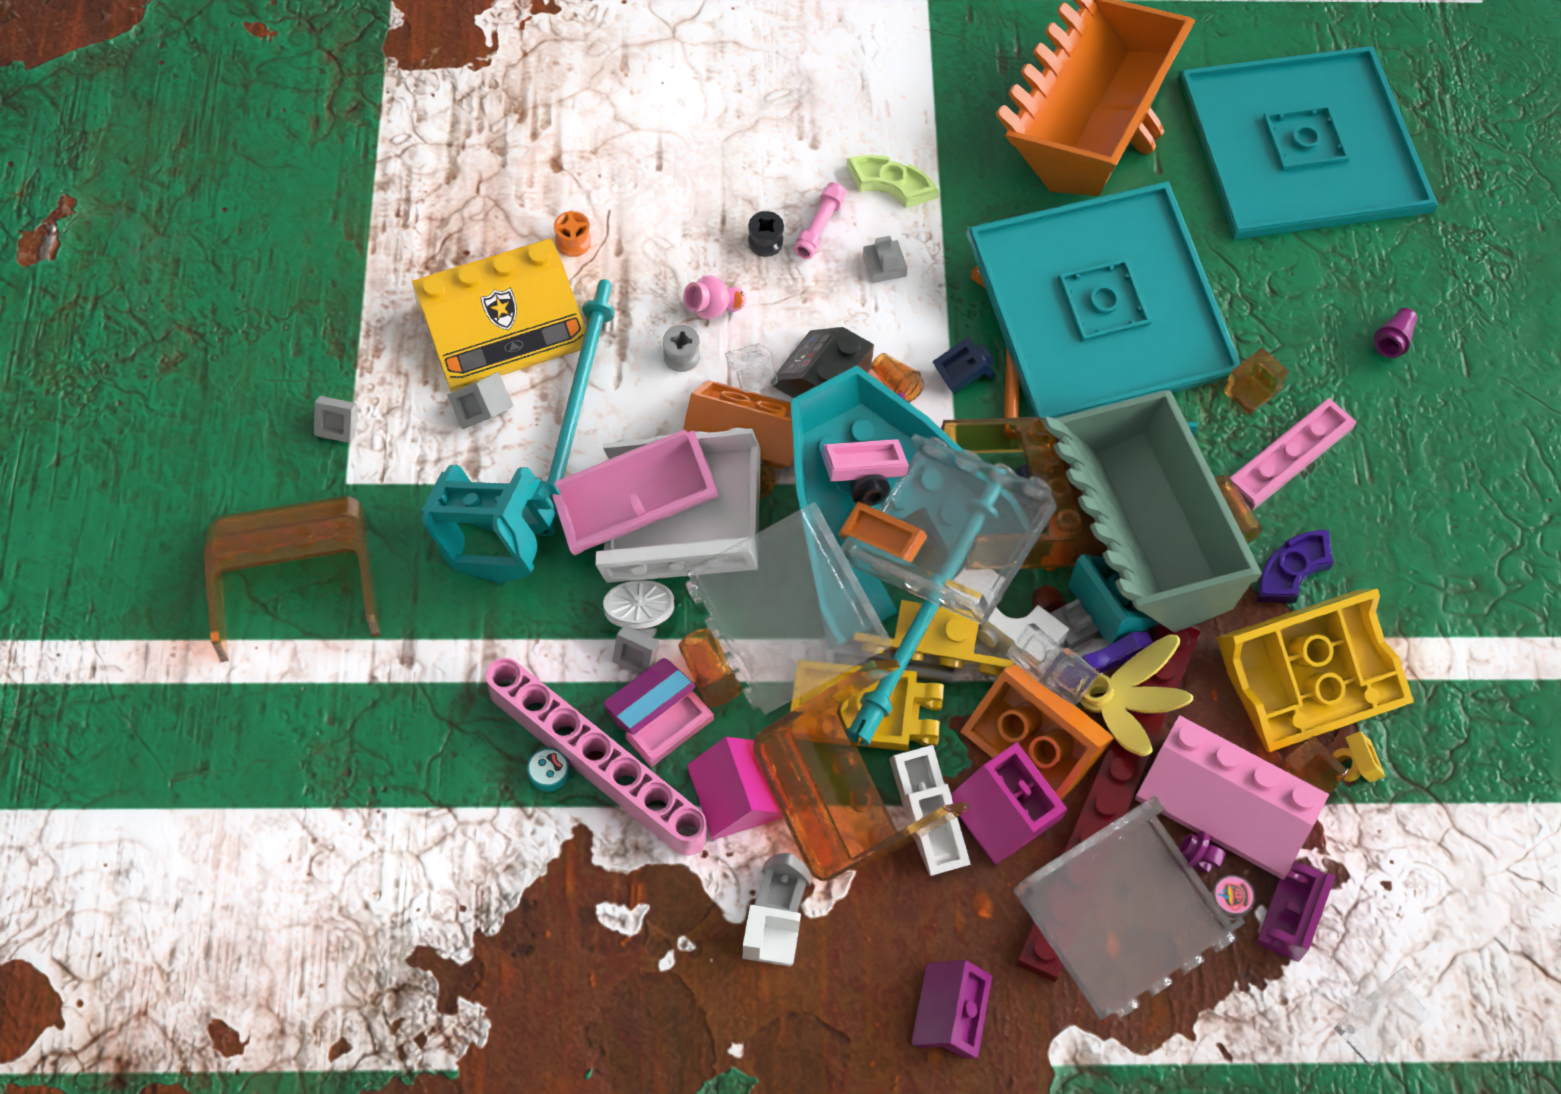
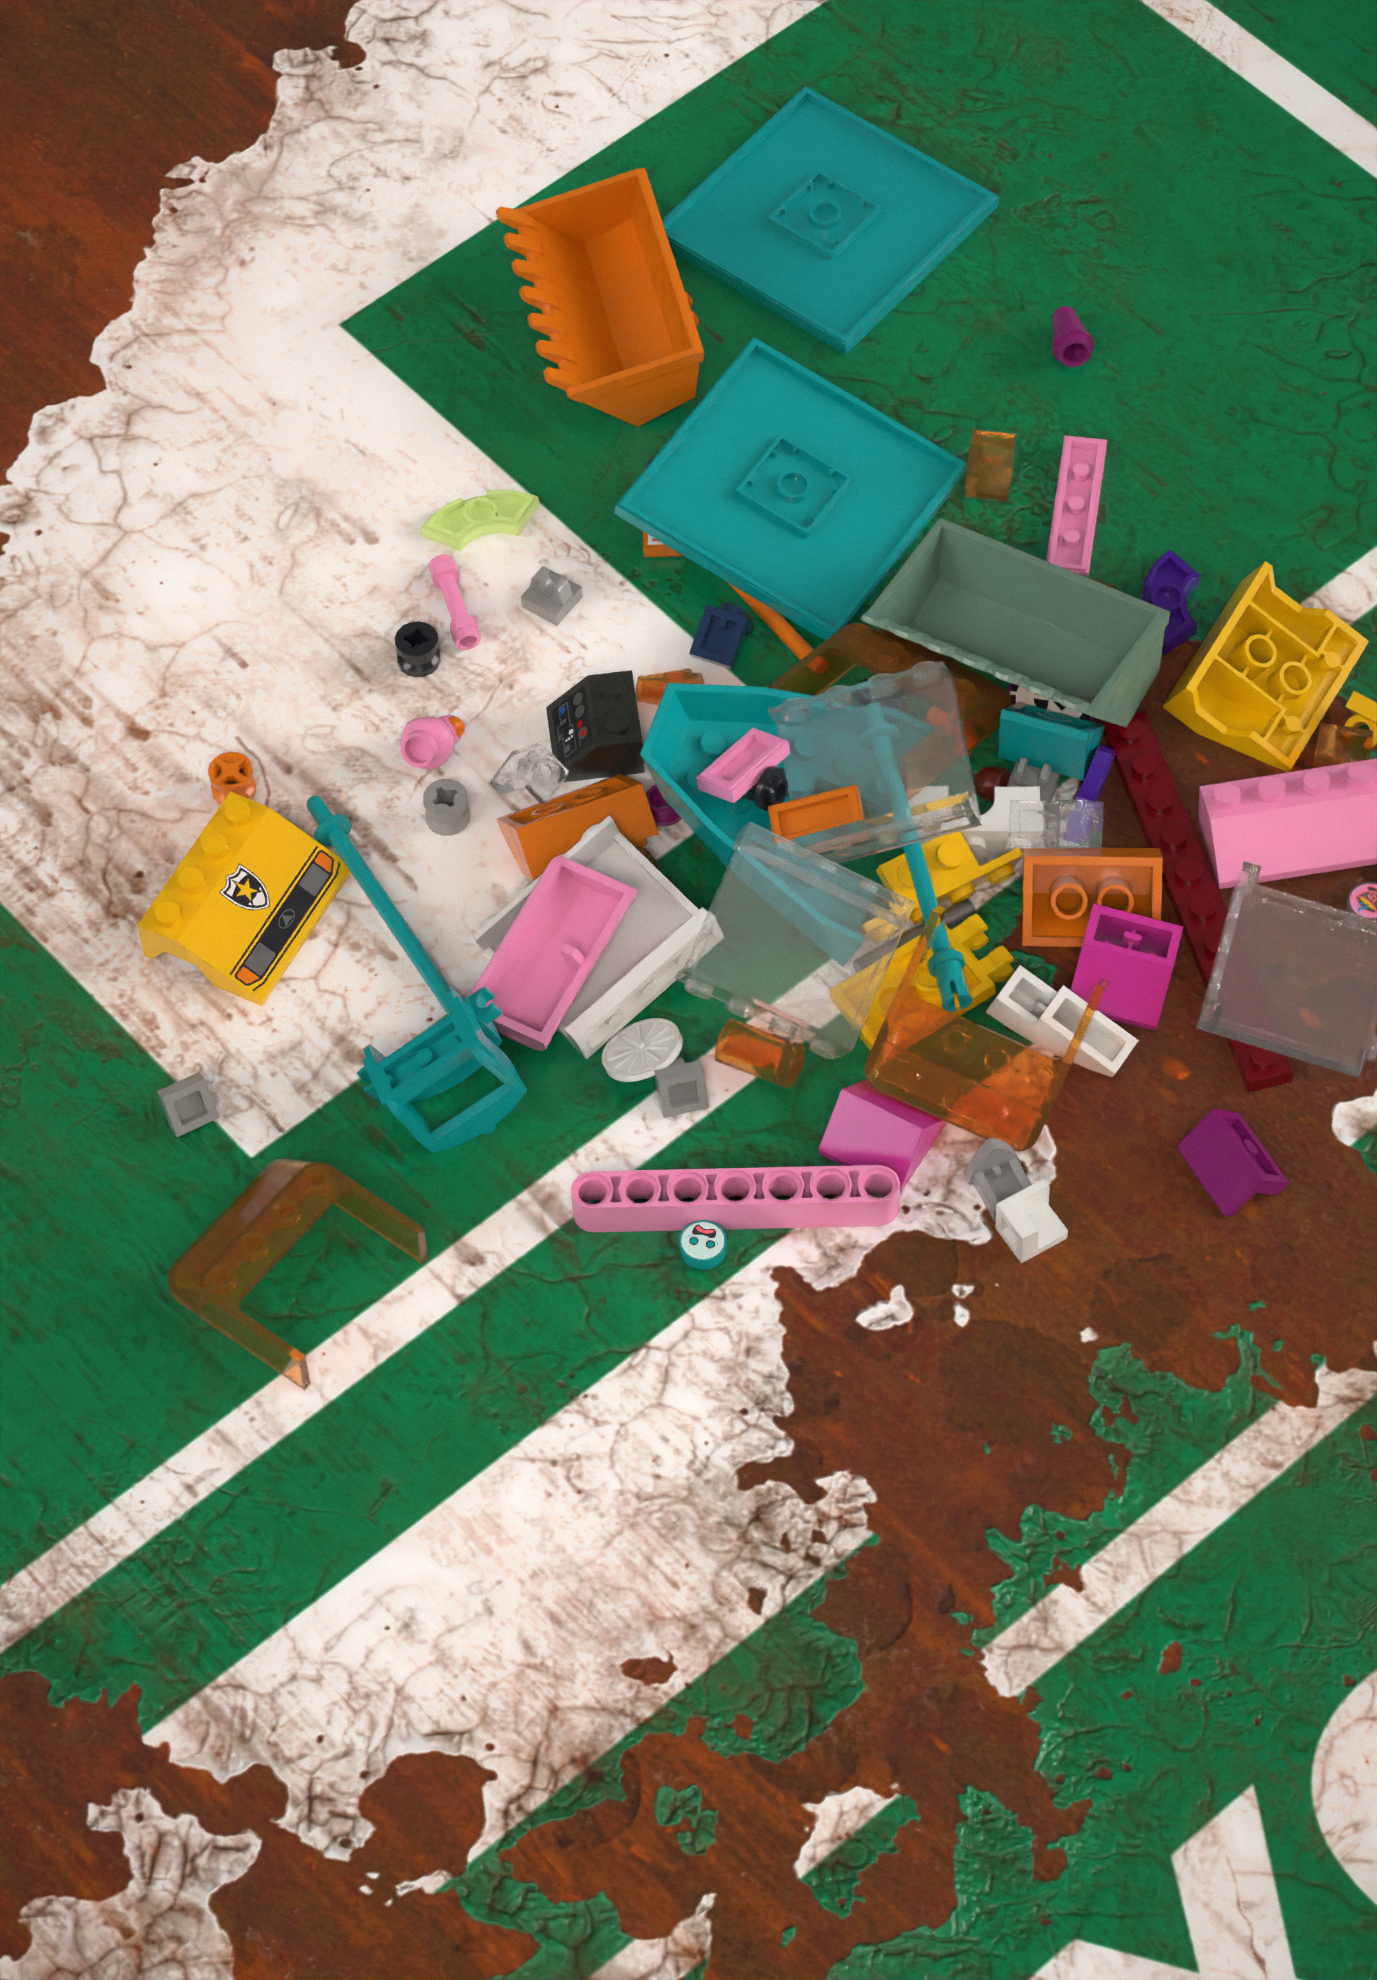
camera: 35 degrees left, 5 degrees down
(480, 400) = (307, 988): light grey panel -> none
(648, 696) = (731, 1117): magenta slope -> none
(671, 729) = (771, 1127): bright pink tile -> none
(1123, 696) = (1132, 813): light yellow plant -> none
(1201, 853) = (1314, 885): magenta plate -> none

